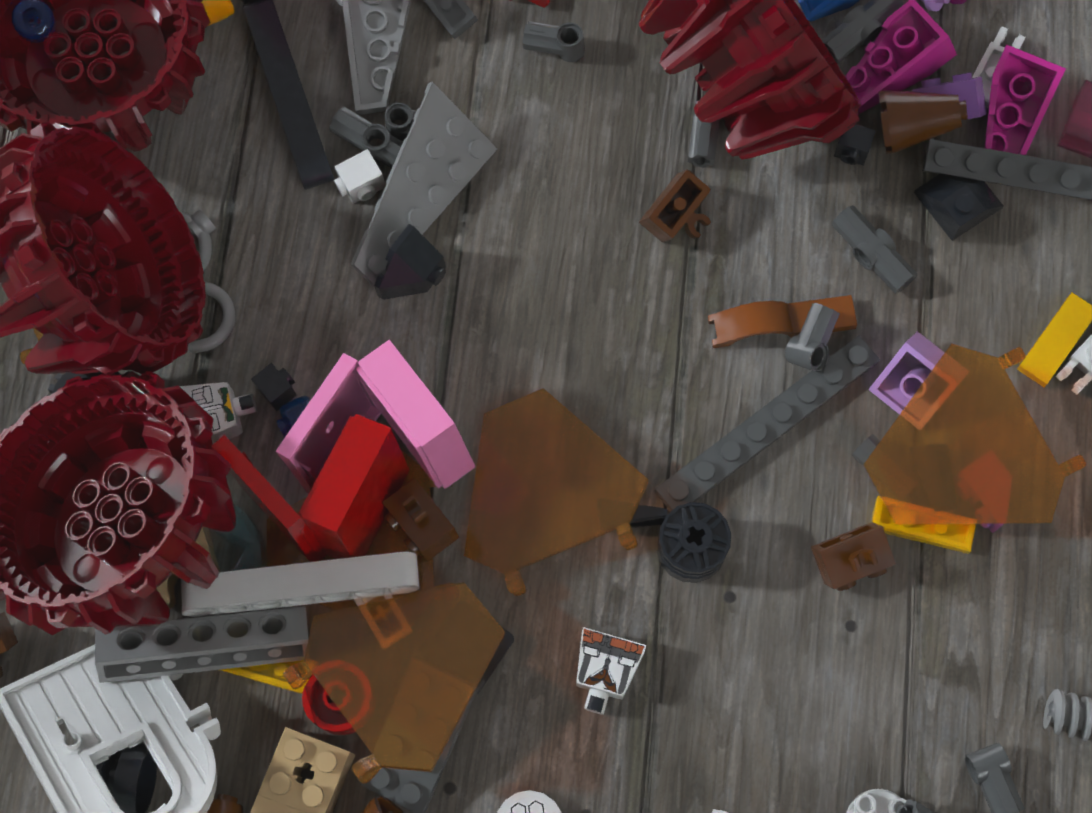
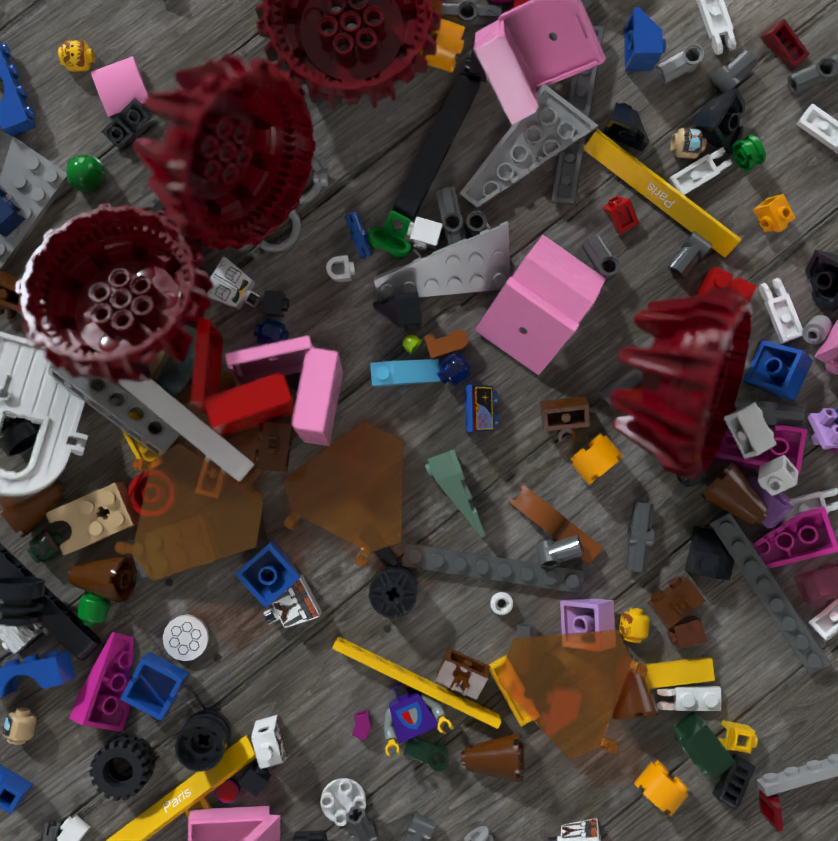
camera: 40 degrees right, 15 degrees up
(294, 242) = (358, 235): none -> blue pin
(309, 289) = (340, 269): none -> white plate
(329, 216) = (389, 239): none -> green bracket
(454, 291) = (411, 343): none -> lime hinge
(474, 326) = (404, 372): none -> medium azure slope
(490, 258) = (443, 346): none -> dark orange leg
(521, 272) = (453, 369): none -> clear blue head
(540, 114) = (544, 297): none -> bright pink container
(547, 657) = (268, 573): none -> blue slope
(586, 283) = (480, 408): none -> slope
(627, 376) = (450, 478): none -> sand green wedge
(750, 216) = (597, 459): none -> light orange brick
(811, 720) = (362, 724): none -> magenta piece
(815, 440) = (506, 608): none -> white plate
(817, 614) = (417, 682): none -> yellow tile
(851, 653) = (411, 716): none -> torso
(862, 45) = (750, 430): none -> white brick
(904, 677) = (424, 750): none -> clear green piece
(932, 58) = (777, 475): none -> white brick
(965, 332) = (634, 625): none -> yellow head
(976, 274) = (675, 601): none -> reddish brown brick
(981, 604) = (496, 758): none -> reddish brown cone
(1019, 291) = (687, 632): none -> copper brick
(1046, 399) = (635, 698): none -> reddish brown cone

